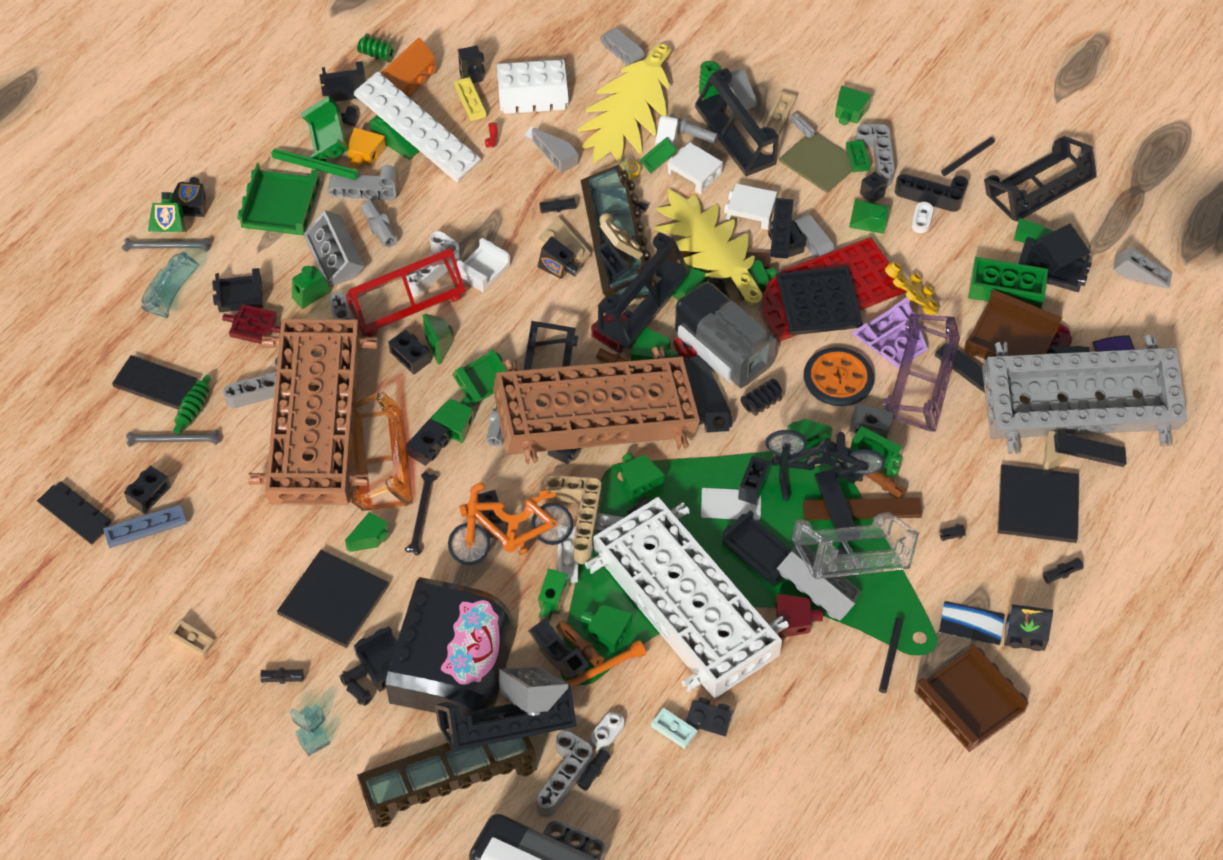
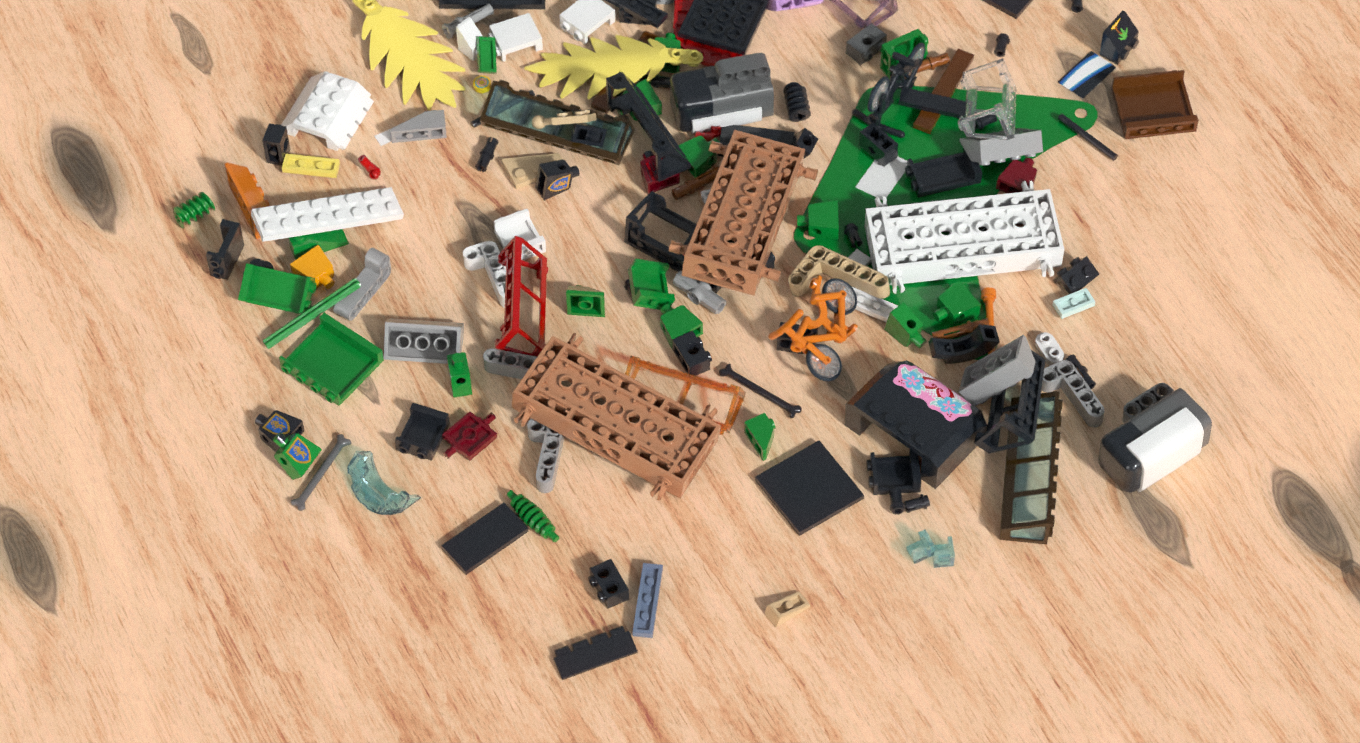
camera: 60 degrees left, 0 degrees up
(212, 437) = (577, 516): dark grey piece -> none
(297, 675) = (867, 553): black pin -> none
(379, 223) = (415, 294): light grey piece -> none
(409, 351) = (582, 326): black brick -> none
(622, 46) = (332, 25): light grey beam -> none
(813, 431) = (851, 91): green slope -> none
(841, 397) = (807, 63): wedge -> none

